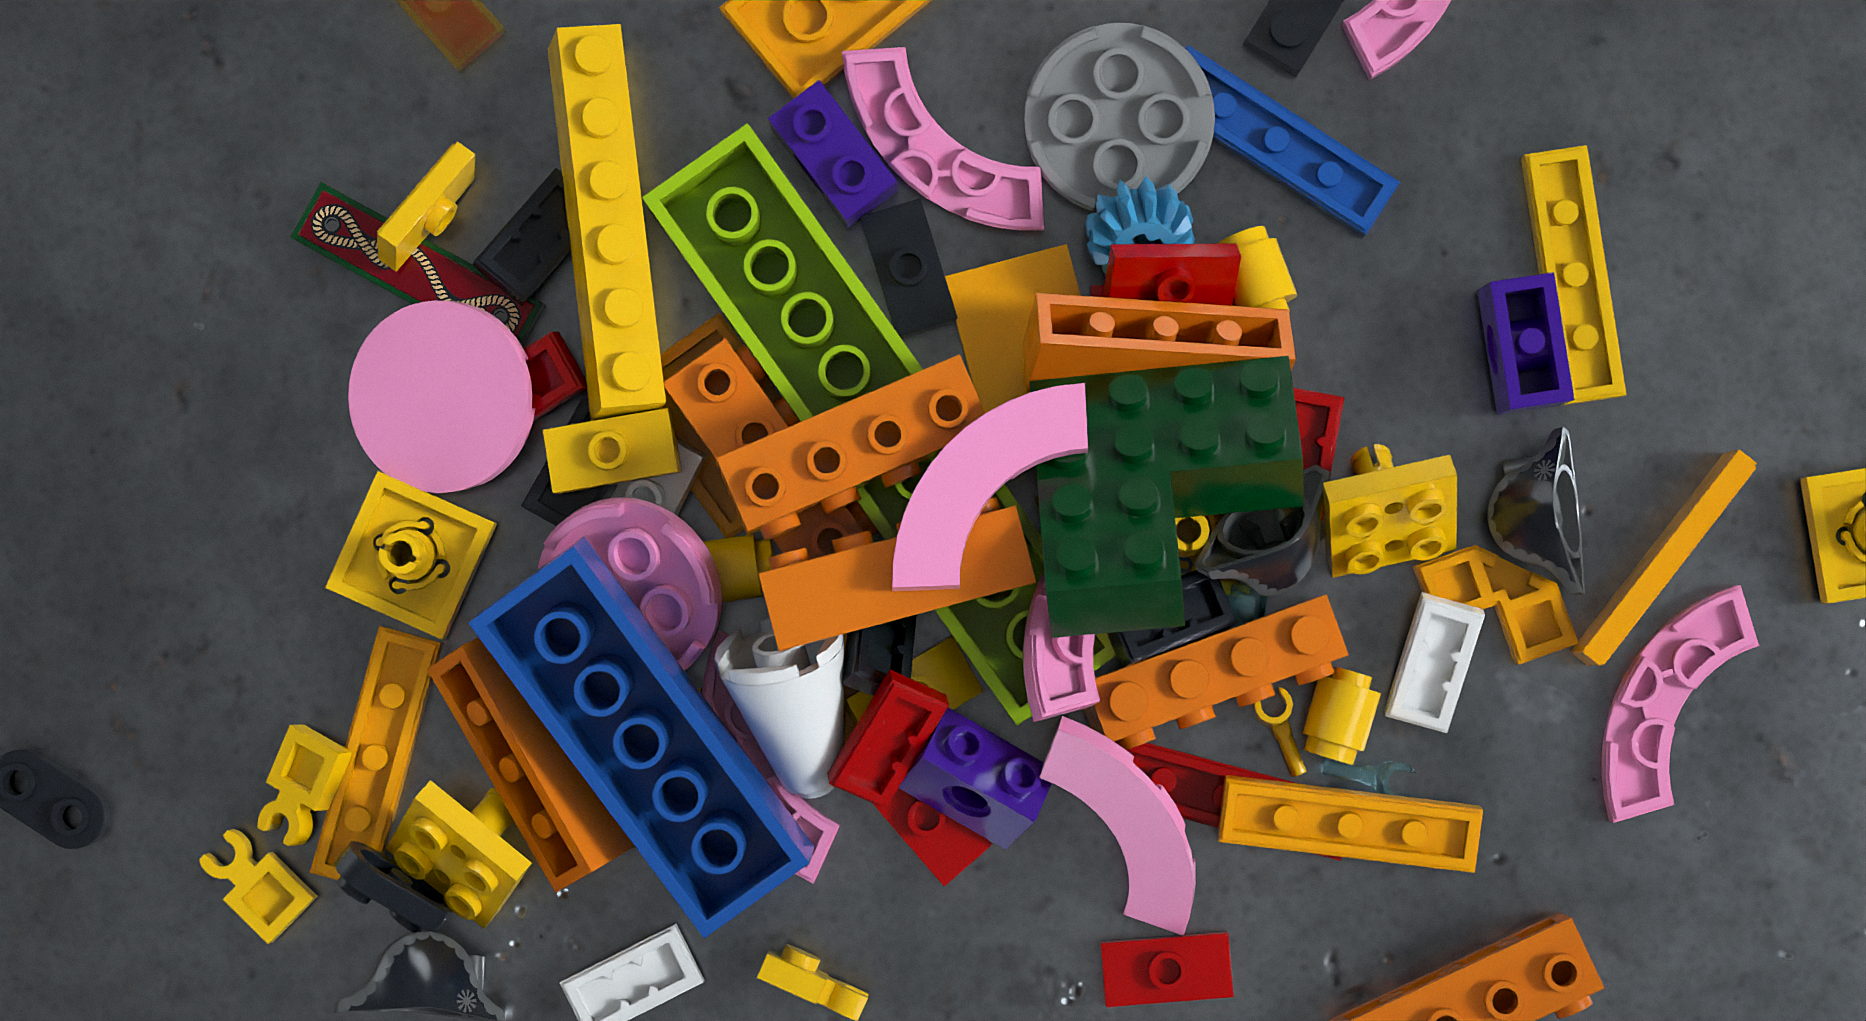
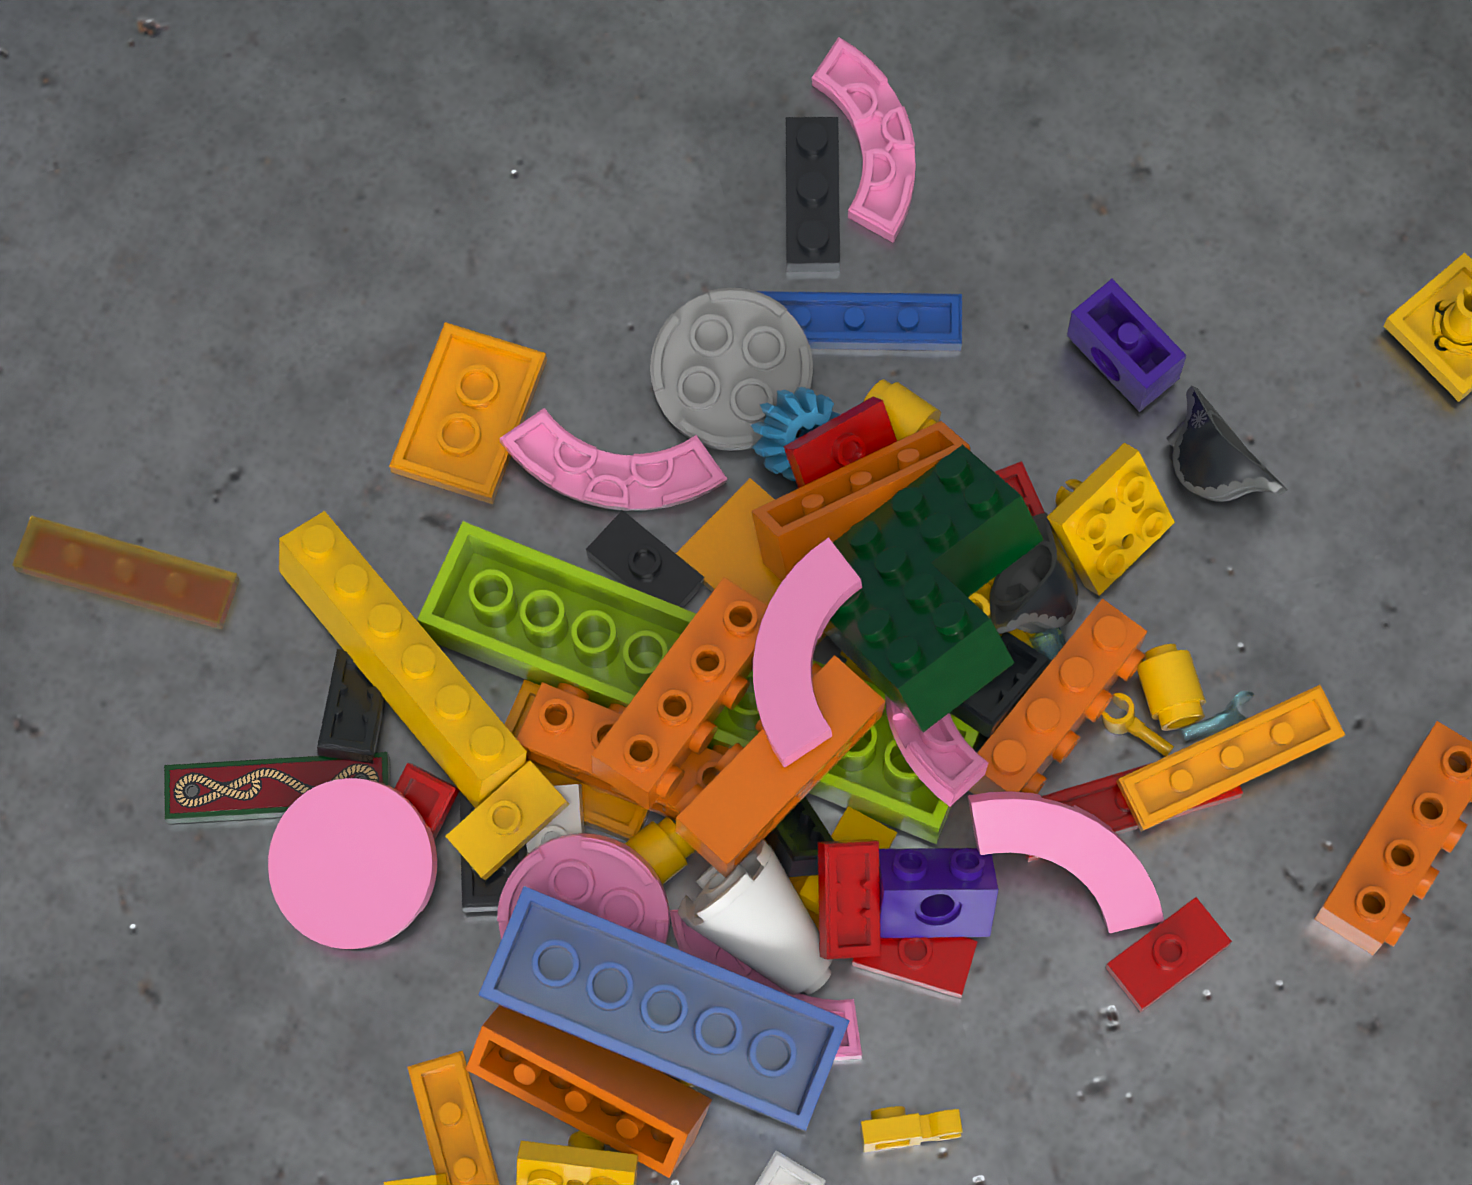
camera: 25 degrees left, 15 degrees down
(410, 555) = (375, 971): yellow plate -> none
(427, 207) = (258, 730): yellow plate -> none
(833, 154) = (539, 514): dark purple brick -> none
(1434, 662) = (1213, 608): white plate -> none
(1525, 602) = (1249, 529): light orange tile -> none
(1572, 247) = (1101, 254): yellow tile -> none
(1653, 692) = (1386, 538): bright pink tile -> none
(1664, 558) = (1326, 436): light orange tile -> none

